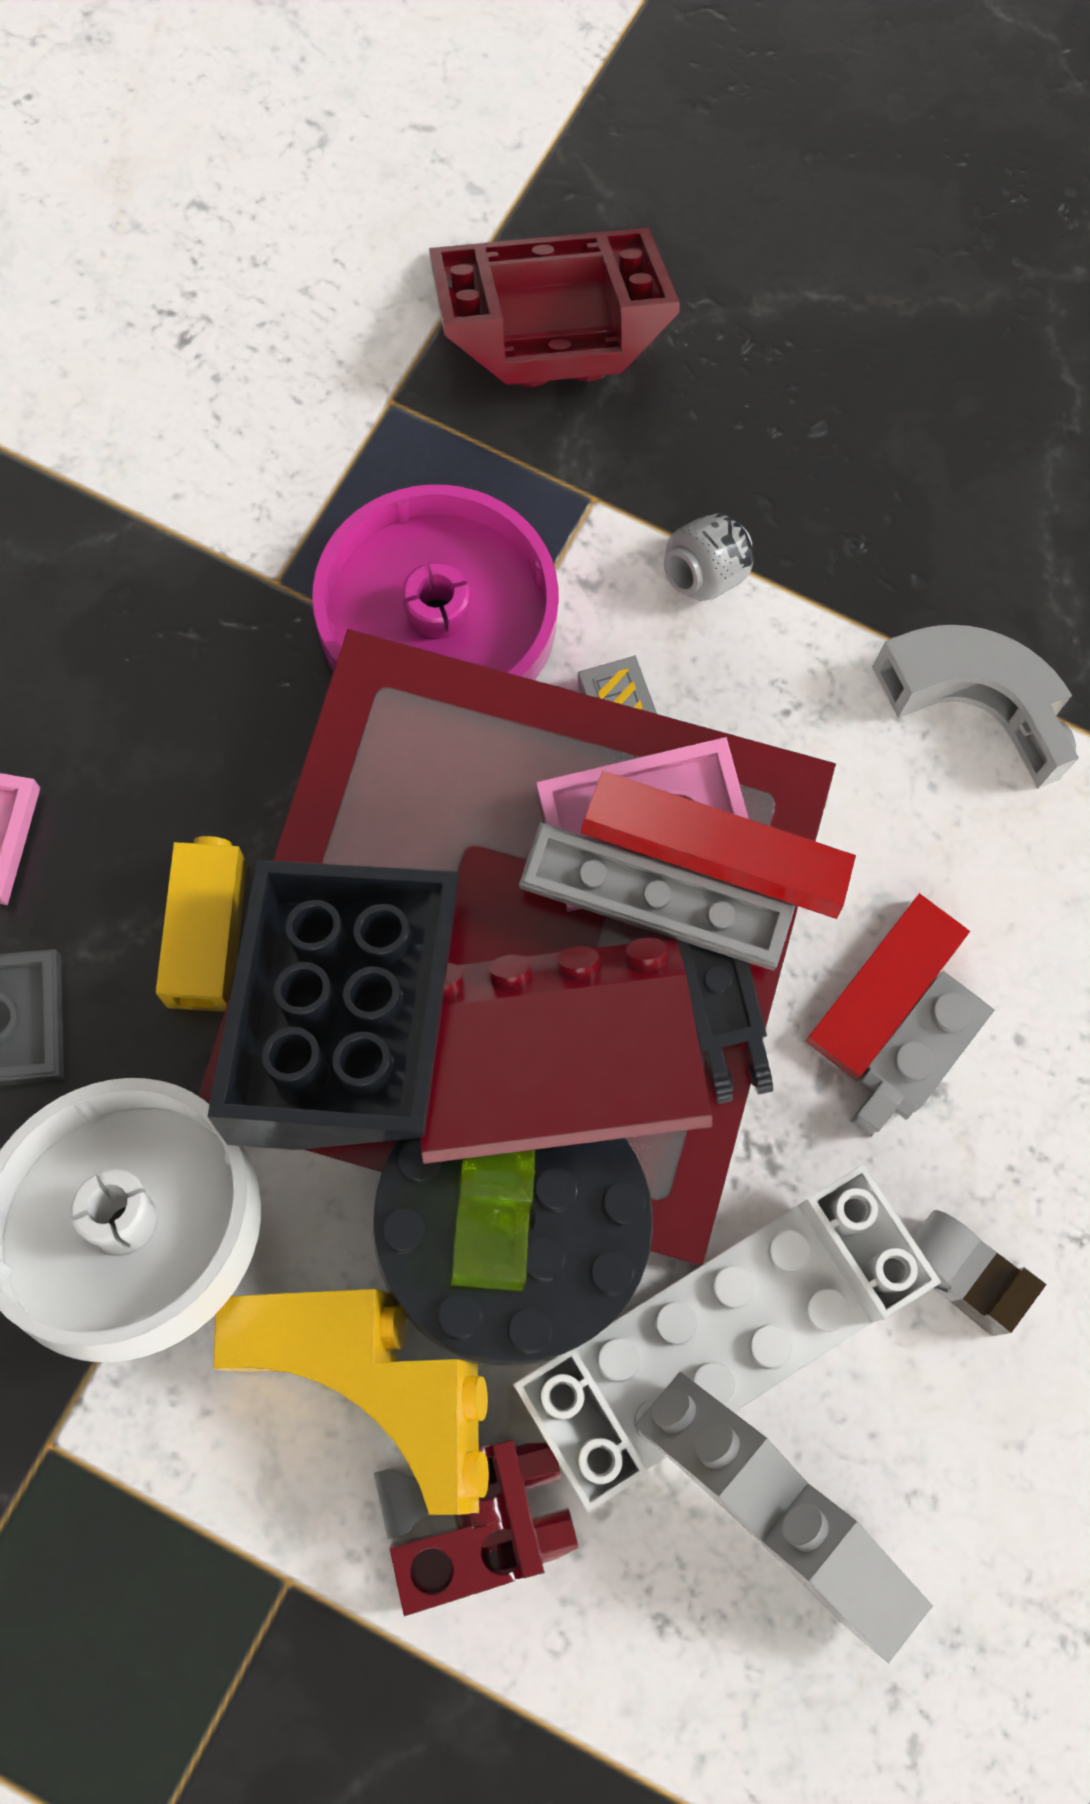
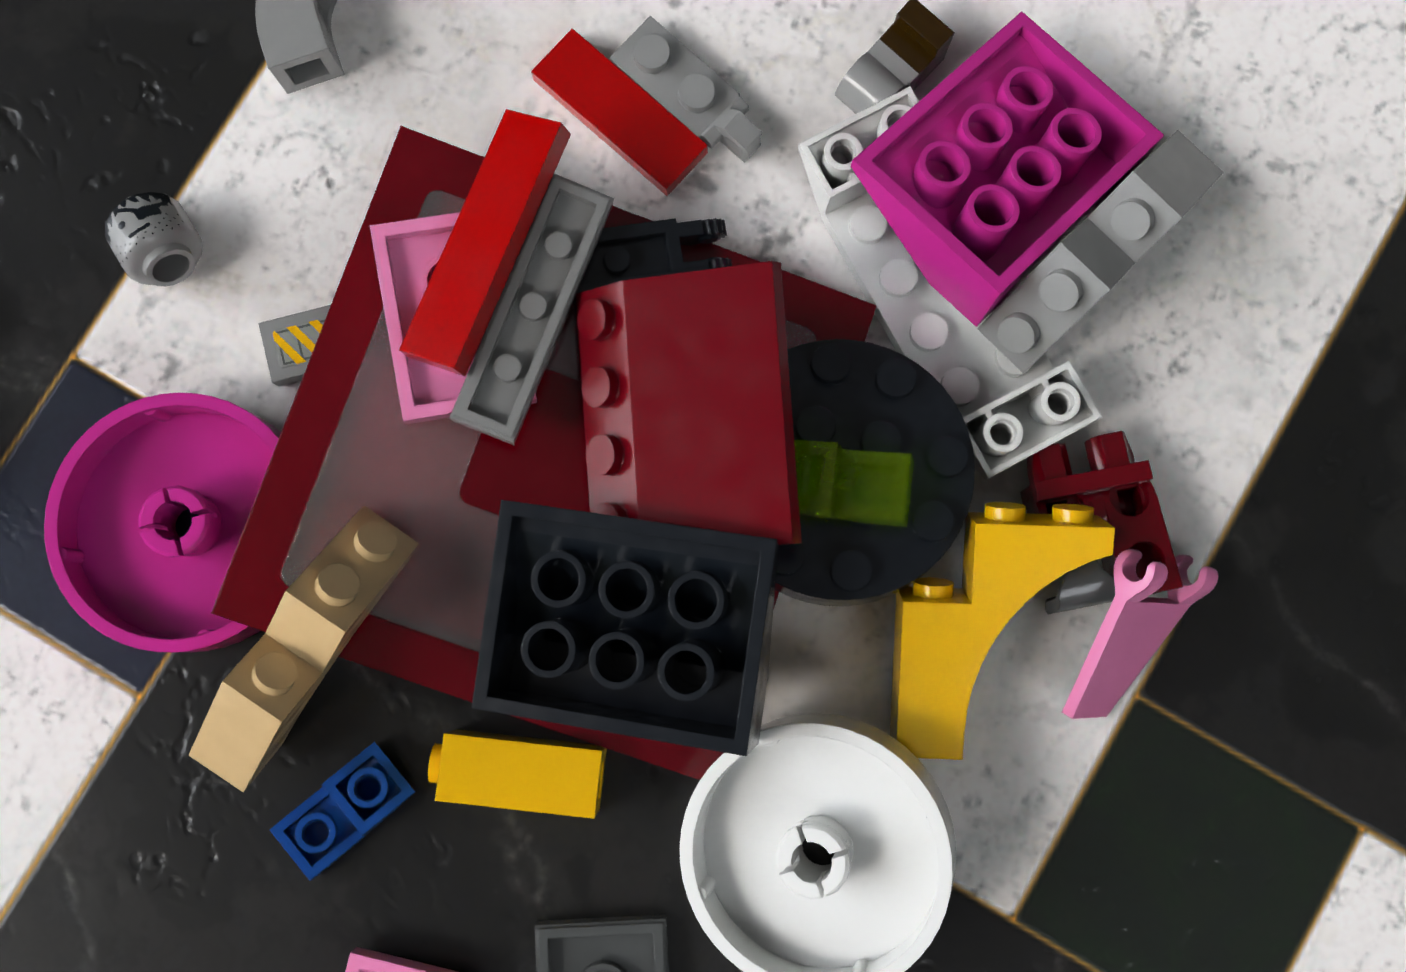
camera: 80 degrees left, 10 degrees up
(167, 766) = (342, 811): none -> blue slope
(334, 713) = (302, 642): none -> tan arch
(356, 1565) = (1132, 631): none -> bright pink flag
(867, 1389) = (1002, 164): none -> dark pink slope

